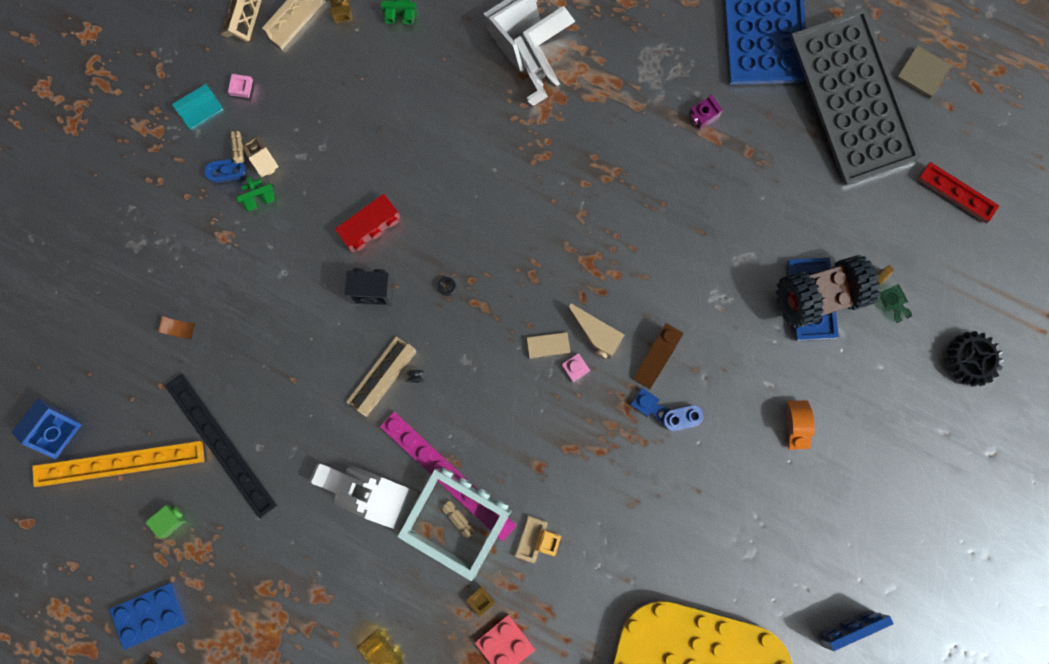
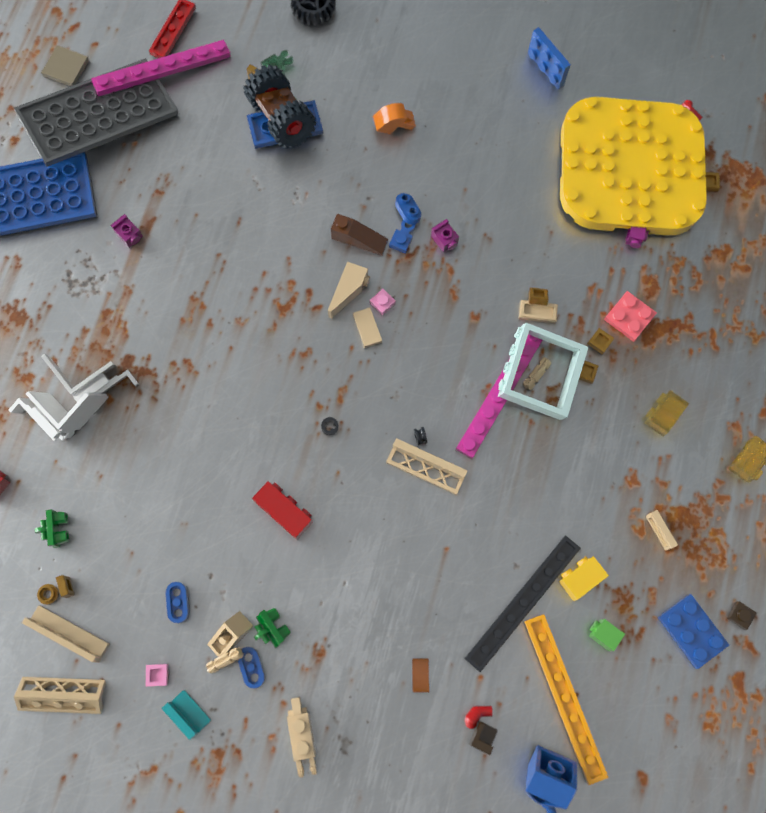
camera: 105 degrees left, 5 degrees down
(103, 374) = (483, 737): none -> dark brown panel
(128, 373) = (475, 714): none -> red arm
(149, 205) = (301, 736): none -> tan hinge
(227, 512) = (583, 578): none -> yellow brick
(254, 610) = (661, 530): none -> tan tile
(303, 111) = (177, 602): none -> blue plate
(367, 494) = (536, 456): white piece -> none
(369, 287) = (347, 490): black brick -> none
(449, 578) = (588, 372): none -> pearl gold tile
(648, 452) = (445, 242): none -> magenta brick
(904, 173) = (160, 67): none -> dark pink plate

